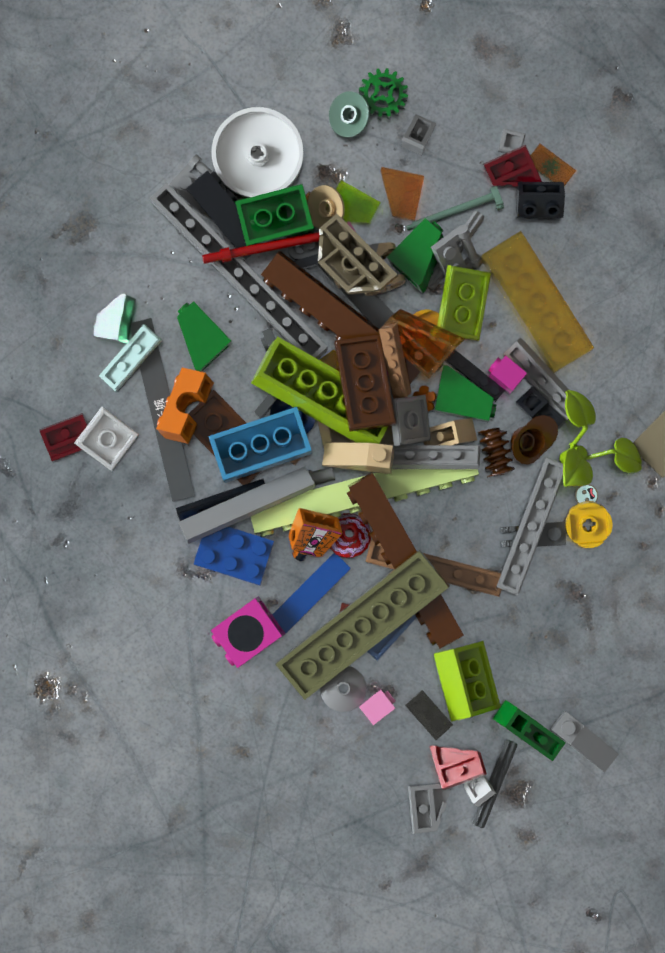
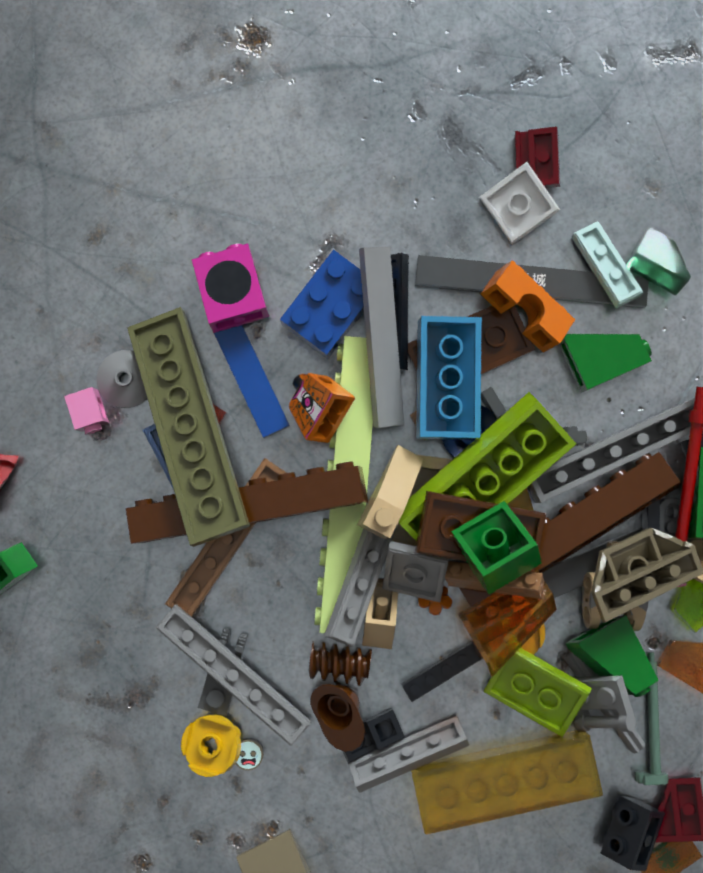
camera: 110 degrees right, 0 degrees up
(322, 475) = (385, 441): light grey pin -> none
(352, 546) = (288, 455): dish -> none
(372, 367) = (497, 547): none -> green slope
(428, 714) = (53, 467): clear smoke brick -> none
(462, 398) = (420, 646): green slope -> none
(467, 681) = (77, 527): lime slope -> none
(506, 374) = (430, 712): dark pink brick -> none
(574, 460) = (278, 760): lime plant -> none

